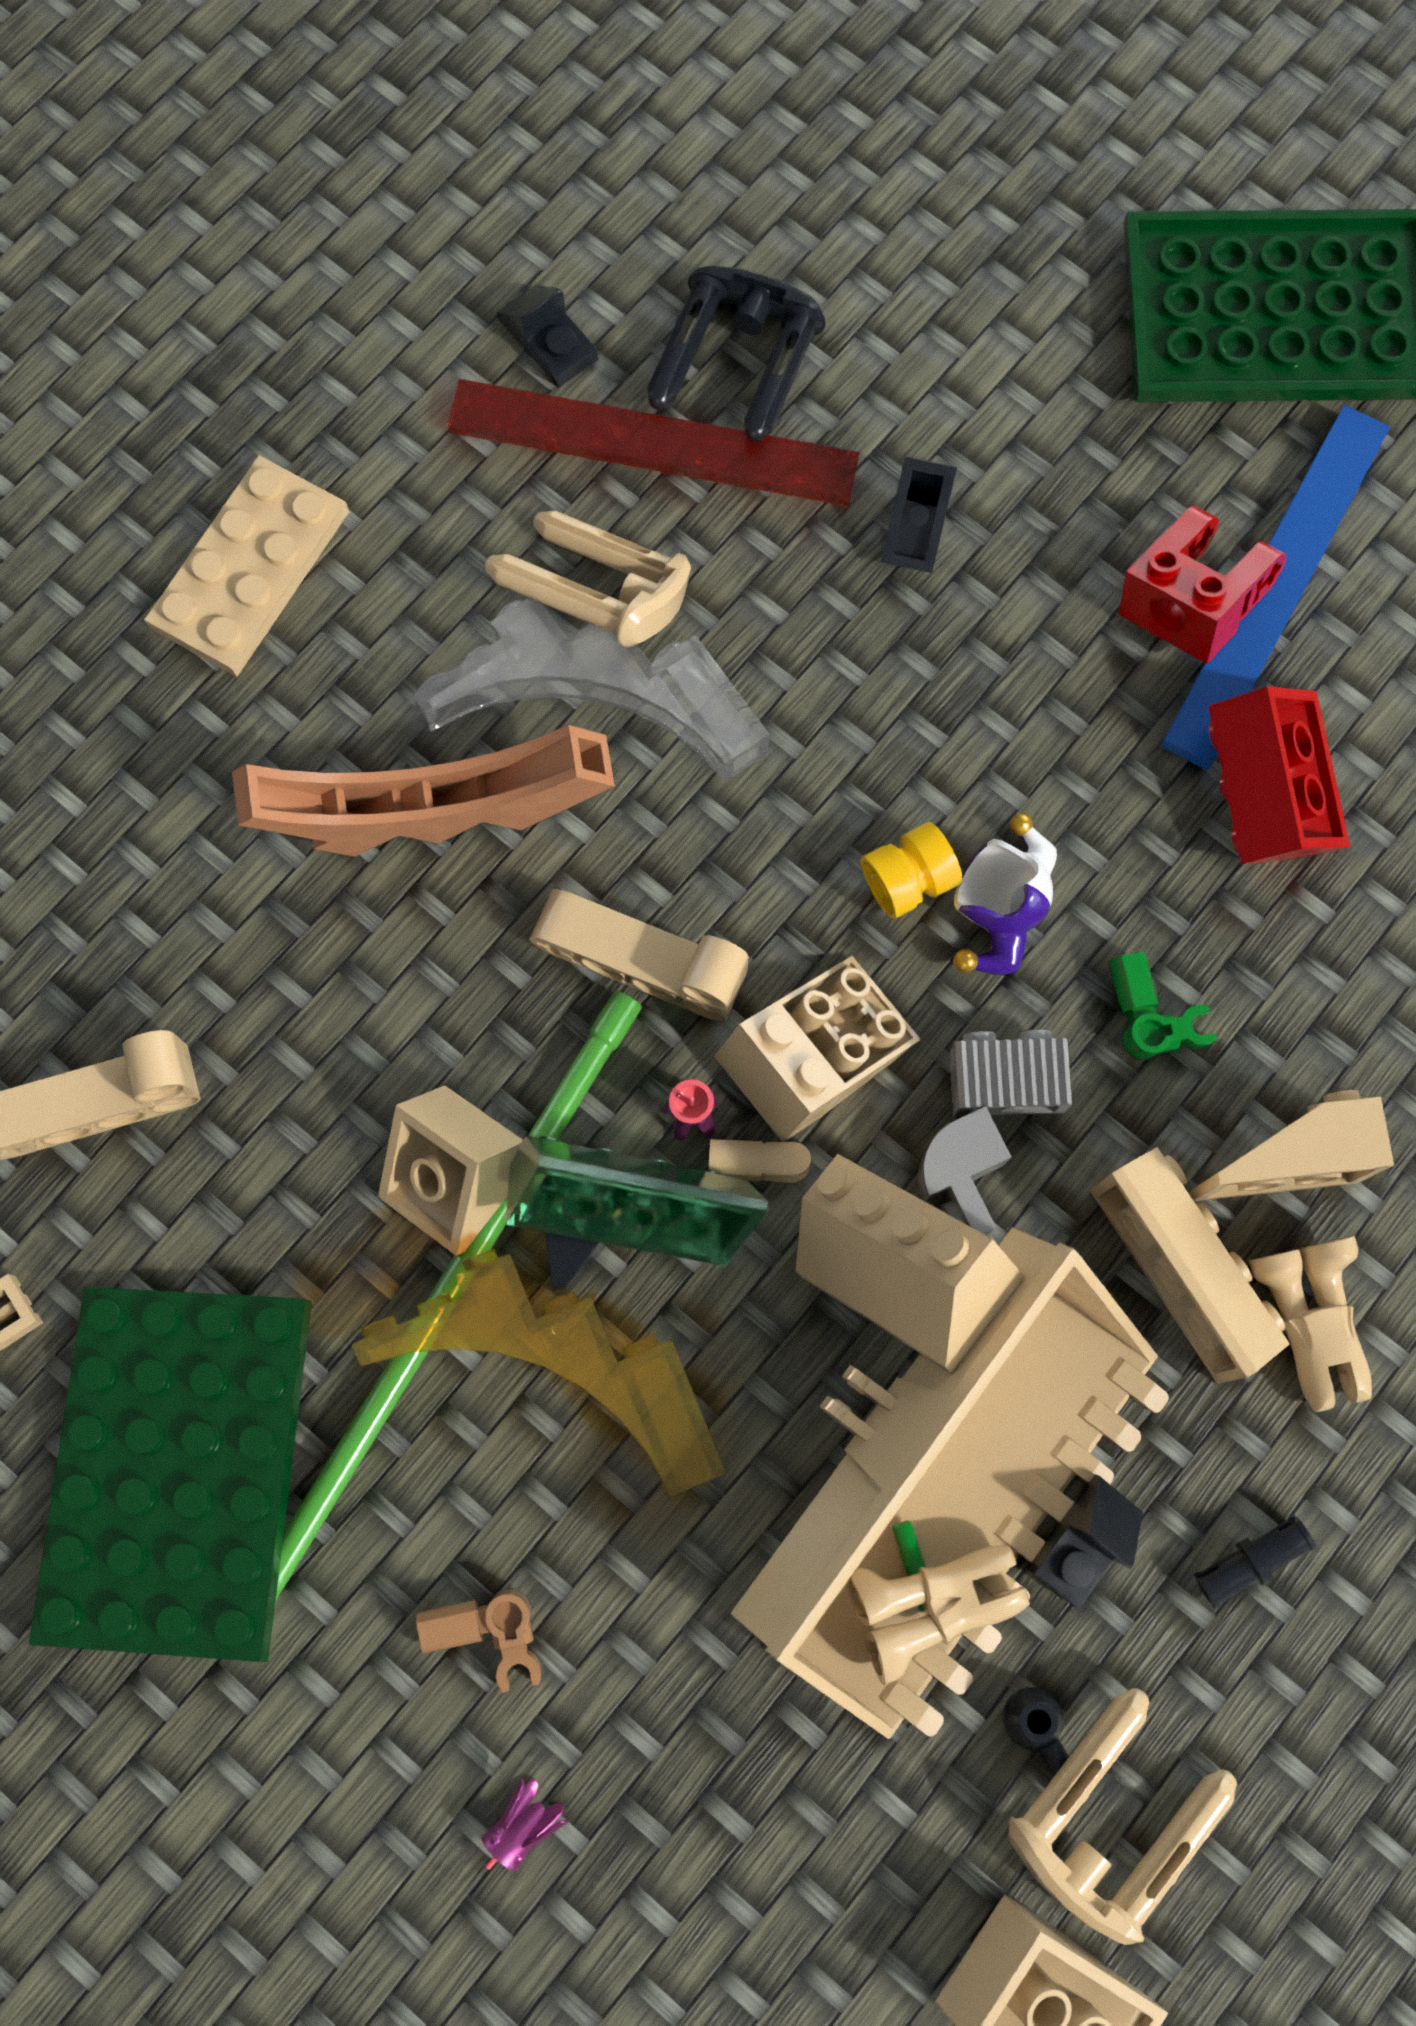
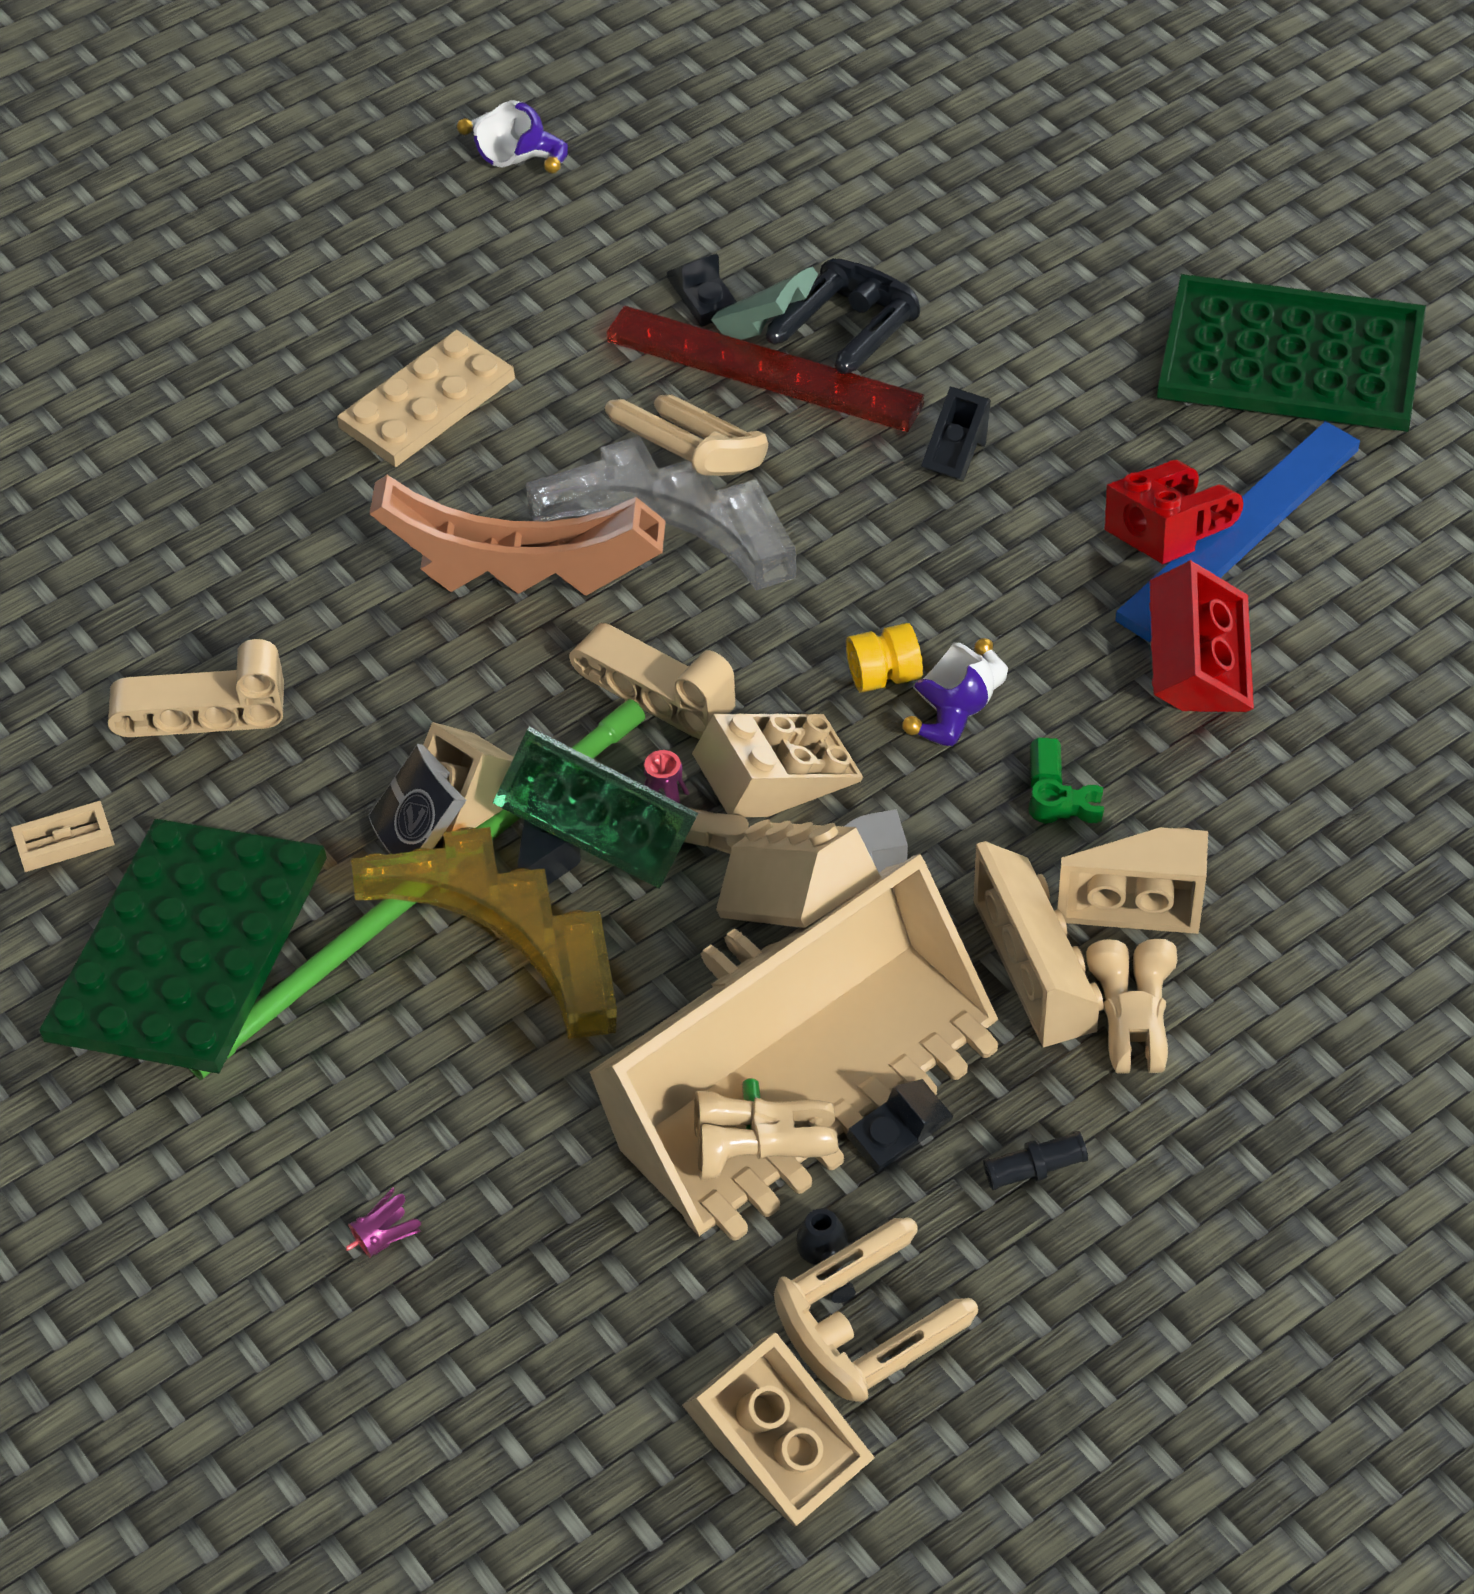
camera: 15 degrees right, 25 degrees down
(251, 133) = (514, 135): none -> piece
(404, 1225) = (416, 805): none -> black slope
(465, 1624) = (411, 1087): medium nougat bar -> none
(638, 356) = (750, 315): none -> sand green slope
(1010, 1075) = (929, 803): light grey brick -> none

